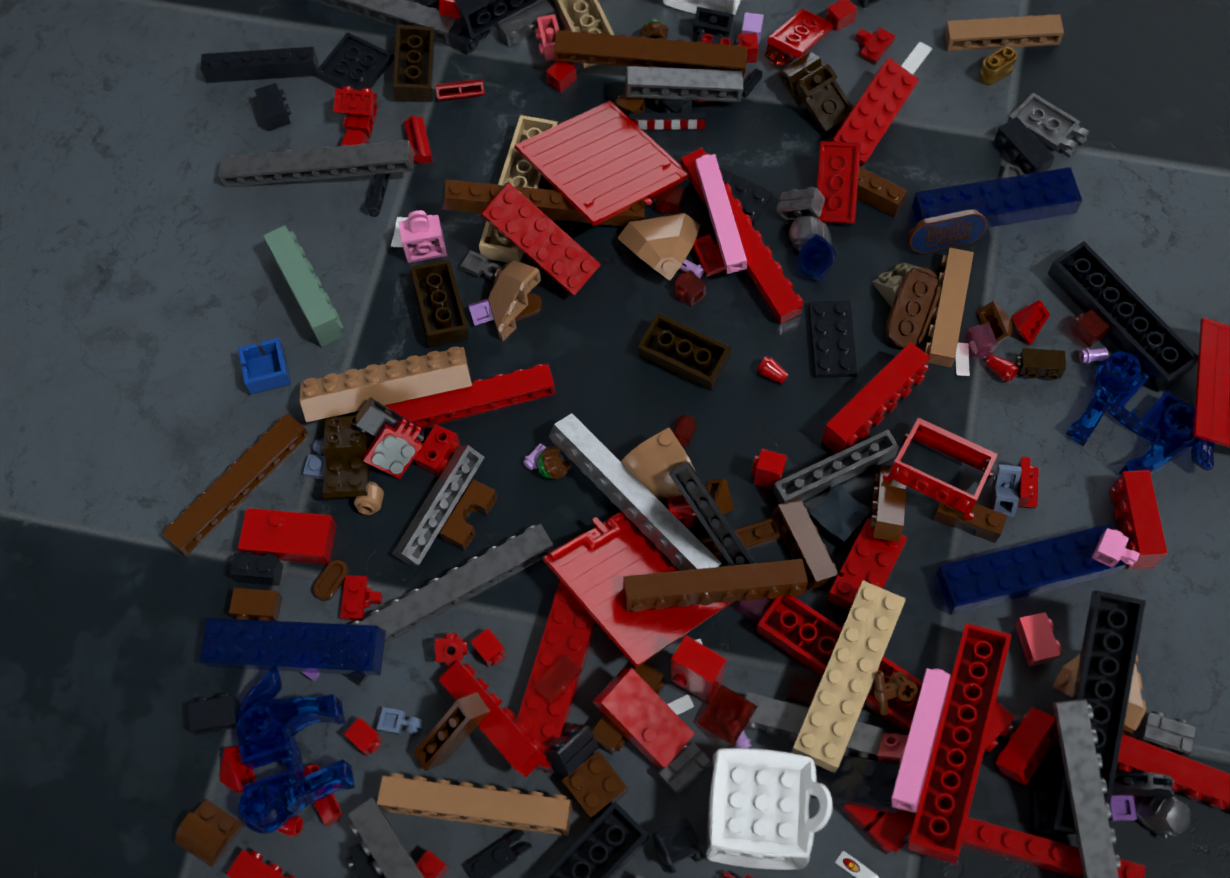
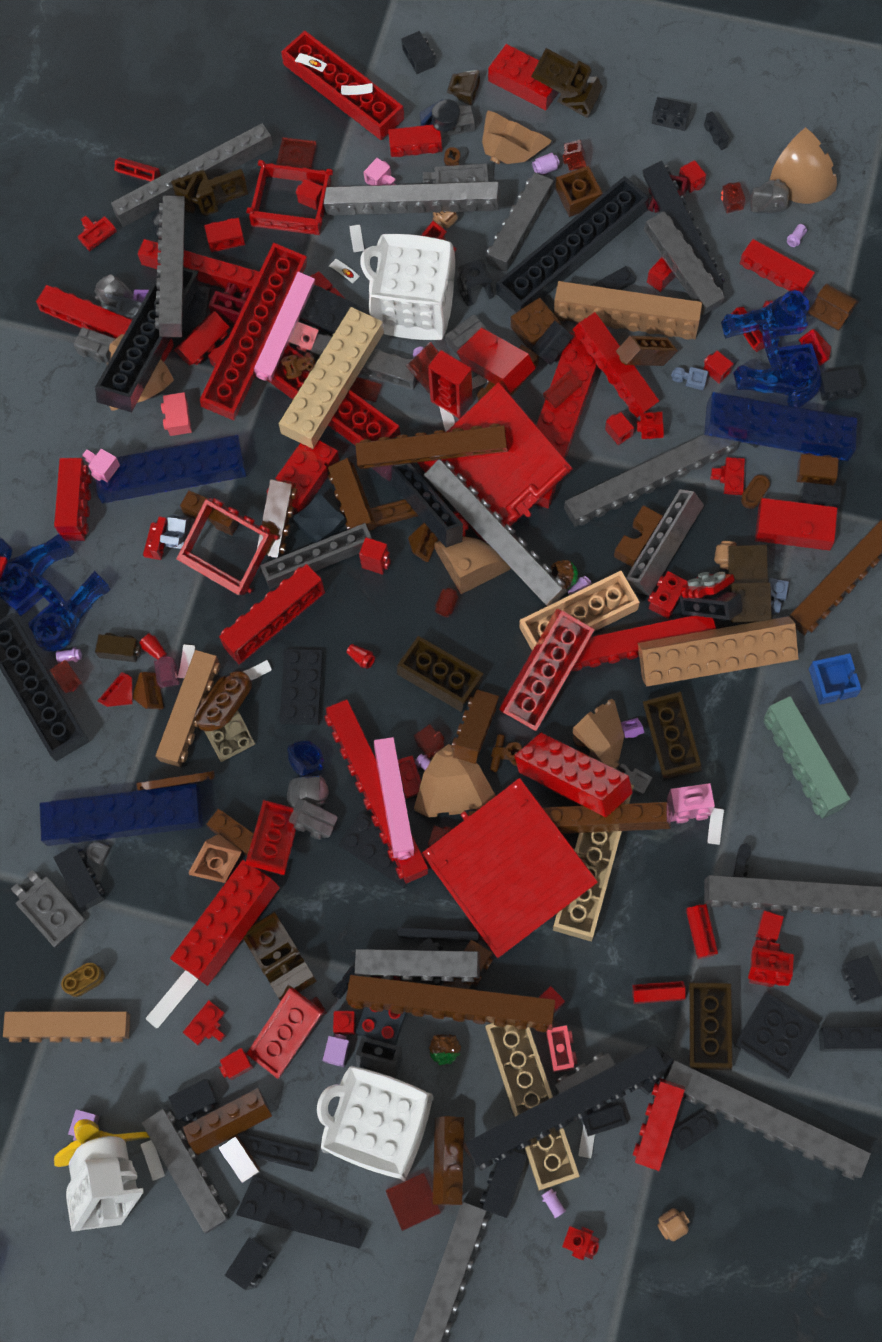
camera: 175 degrees left, 5 degrees up
(532, 418) = (594, 605): none -> light nougat brick
(568, 347) = (546, 669): none -> red brick
(606, 280) = (507, 753): none -> reddish brown piece
(642, 292) = (475, 726): none -> reddish brown brick
(884, 353) = (258, 670): none -> white sticker
(894, 165) = (215, 859): none -> nougat slope
(1002, 791) = (227, 305): none -> dark red brick

